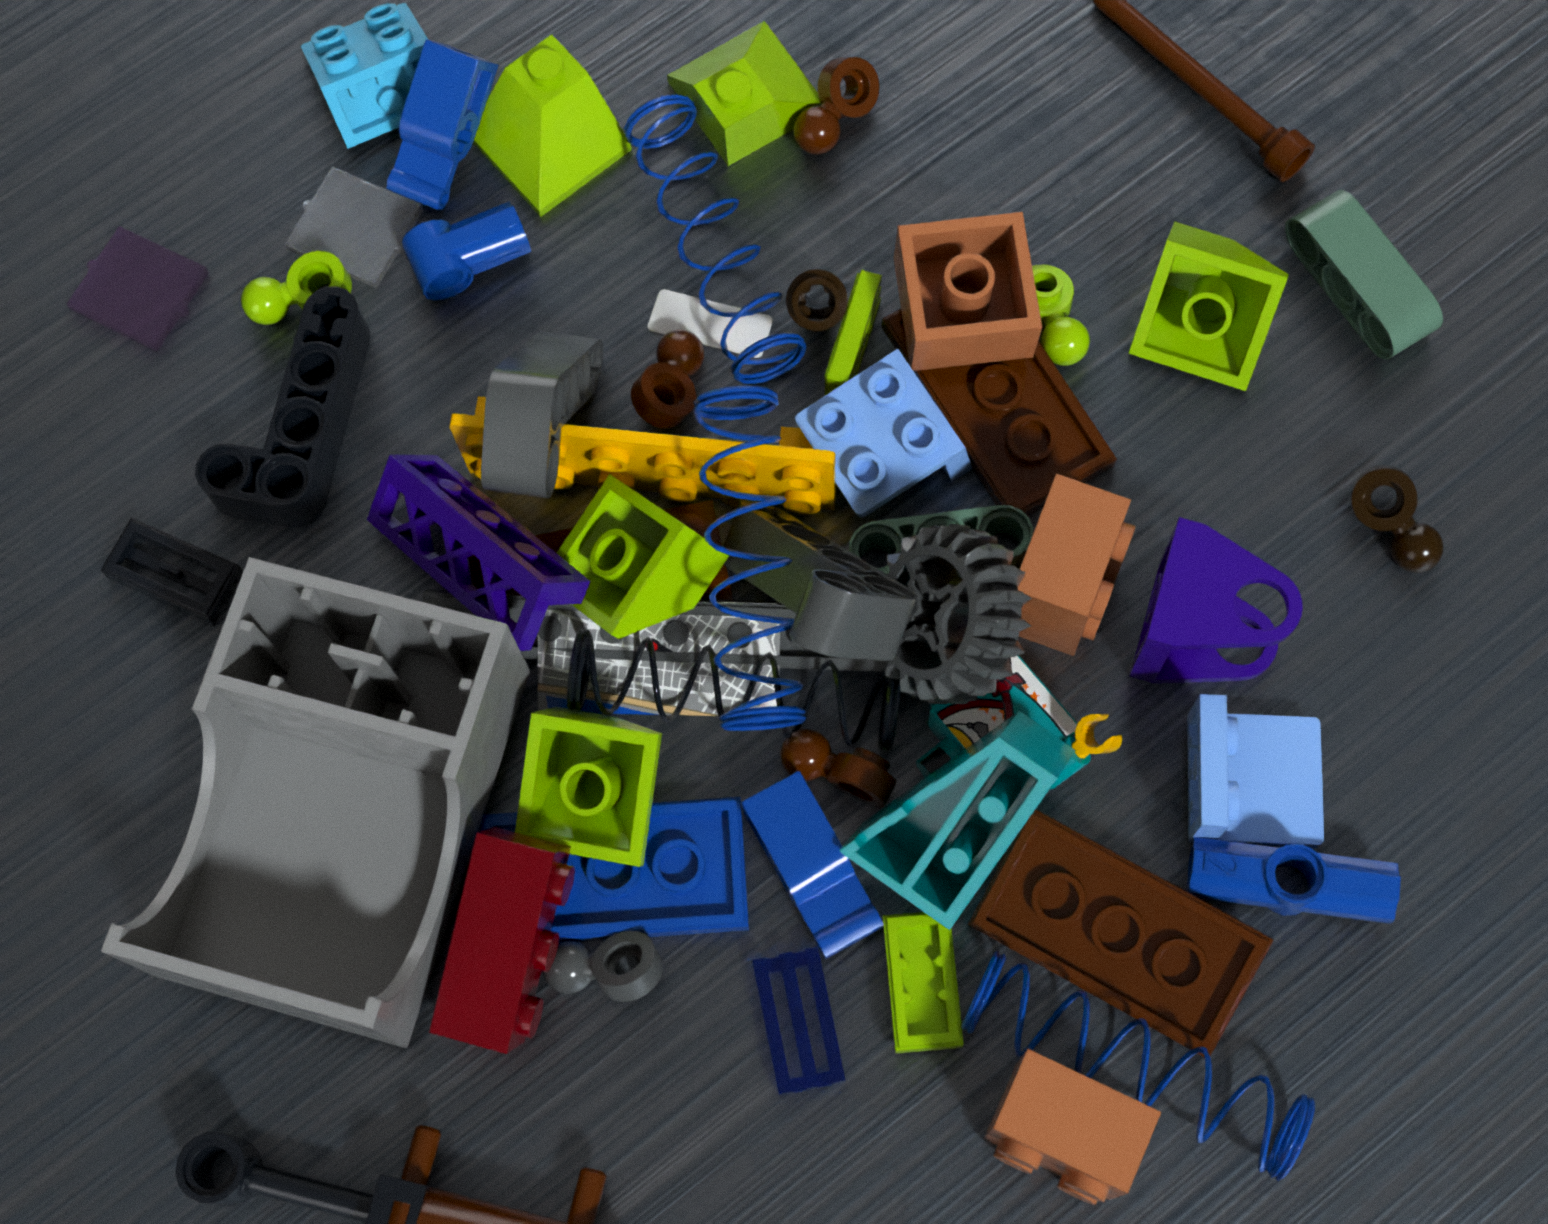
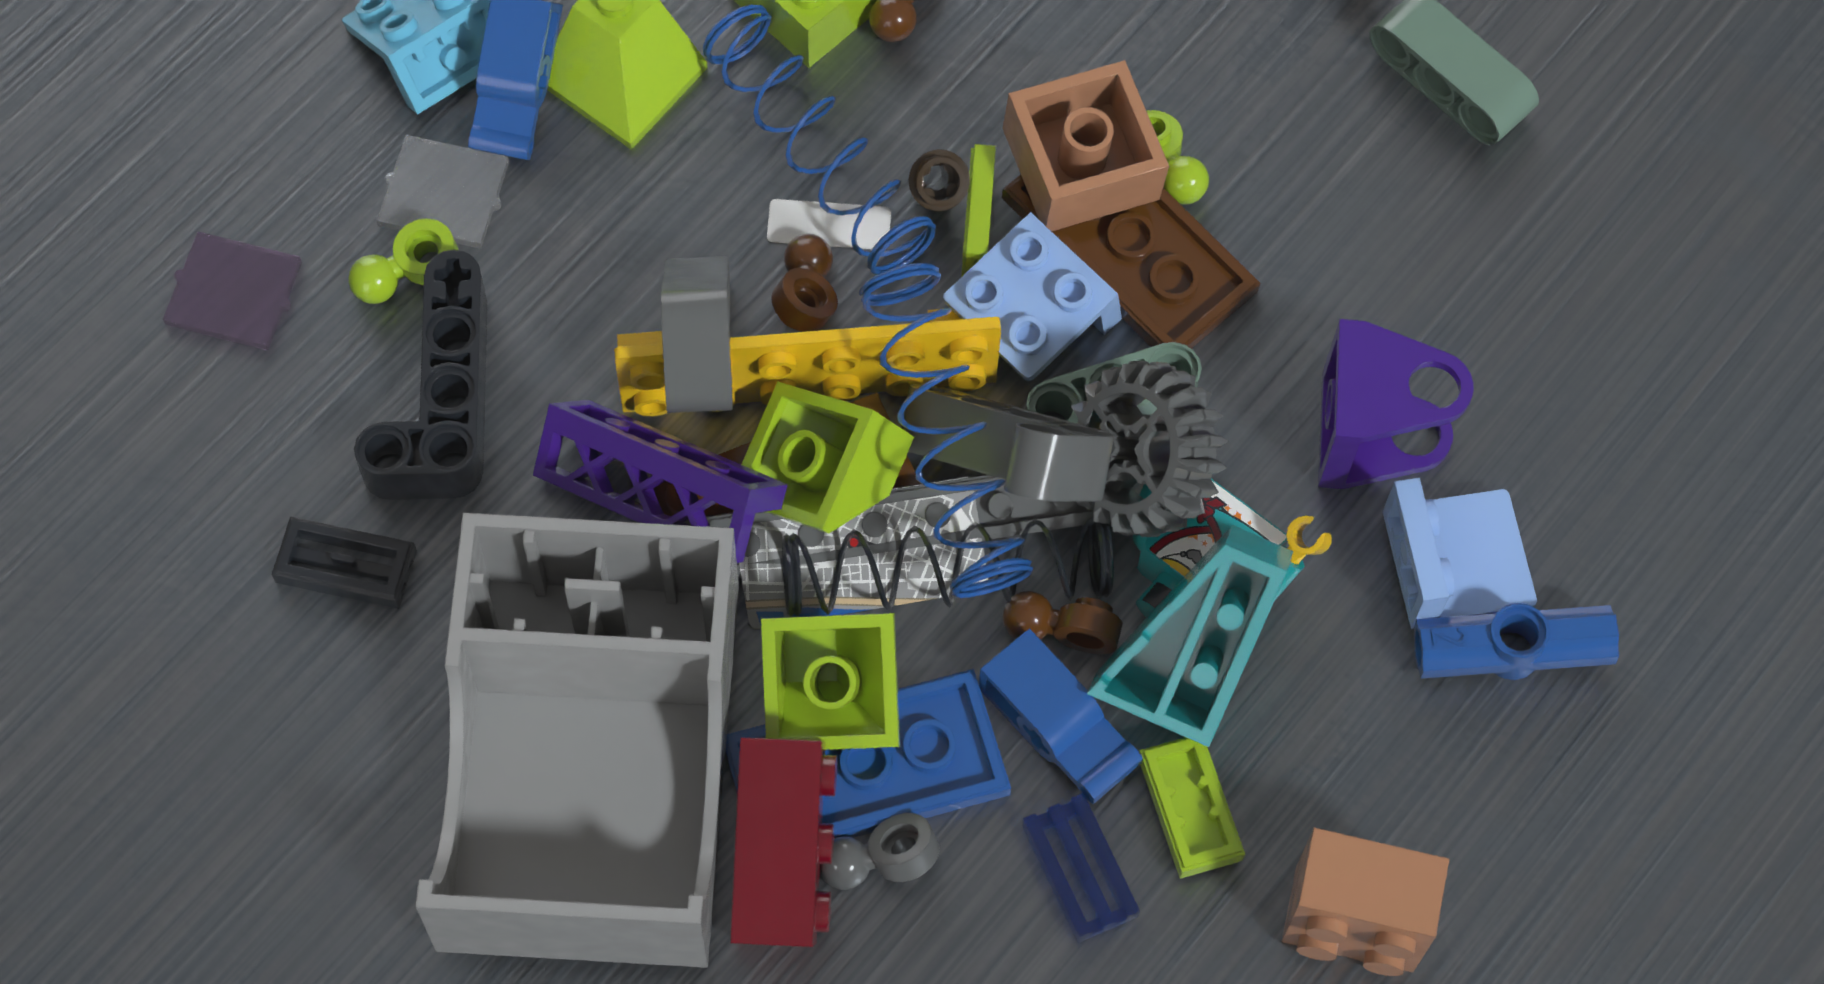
camera: 20 degrees left, 5 degrees down
(450, 255) = (556, 200): blue piece -> none
(1073, 563) = (1249, 374): nougat brick -> none
(1121, 932) = (1367, 721): reddish brown tile -> none
(1208, 307) = (1315, 124): lime slope -> none
(1291, 1133) = (1568, 870): blue piece -> none
(1414, 545) = (1559, 313): dark brown plate -> none

